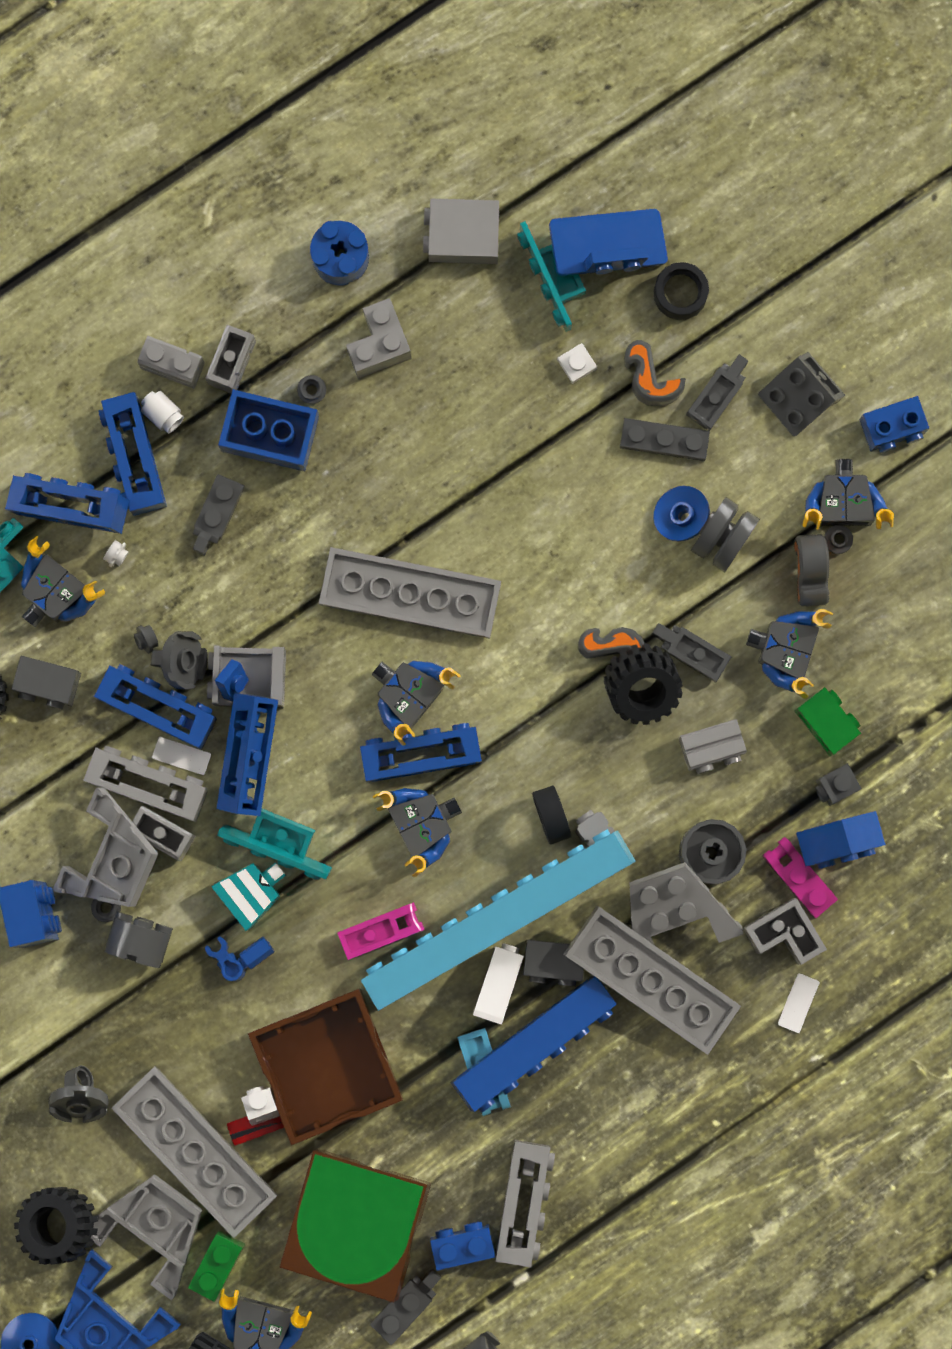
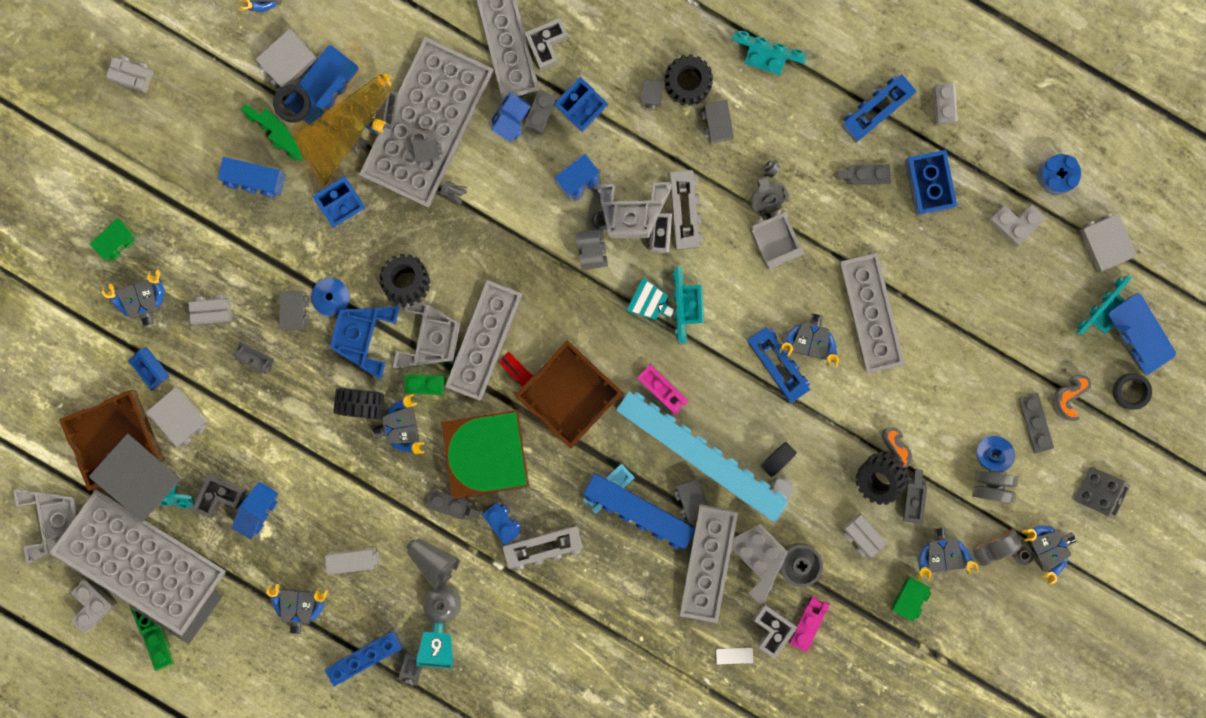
camera: 65 degrees right, 5 degrees up
(25, 494) = (833, 112): blue brick -> none
(53, 588) = (775, 99): torso -> none
(77, 1099) = (483, 258): dark grey tile -> none
(113, 685) = (741, 163): blue brick -> none
(116, 554) = (813, 126): white plate -> none
(161, 411) = (912, 113): white brick -> none
(181, 755) = (711, 222): white sticker -> none
(230, 359) = (963, 139): light grey brick -> none
(231, 680) = (770, 232): blue plate -> none
(235, 969) = (601, 313): blue bar -> none
(246, 754) = (730, 261): blue brick -> none
(260, 1105) = (528, 366): white brick -> none
(311, 380) = (973, 196): dark grey plate -> none
(420, 823) = (737, 383): torso -> none
(498, 983) = (664, 473): white slope -> none
(577, 363) = (1058, 349): white plate -> none
(718, 393) = (1079, 442): dark grey hinge -> none
(837, 785) = (874, 621): dark grey bracket -> none
(841, 839) = (844, 638): blue brick -> none
(894, 424) = (1110, 557): blue brick -> none

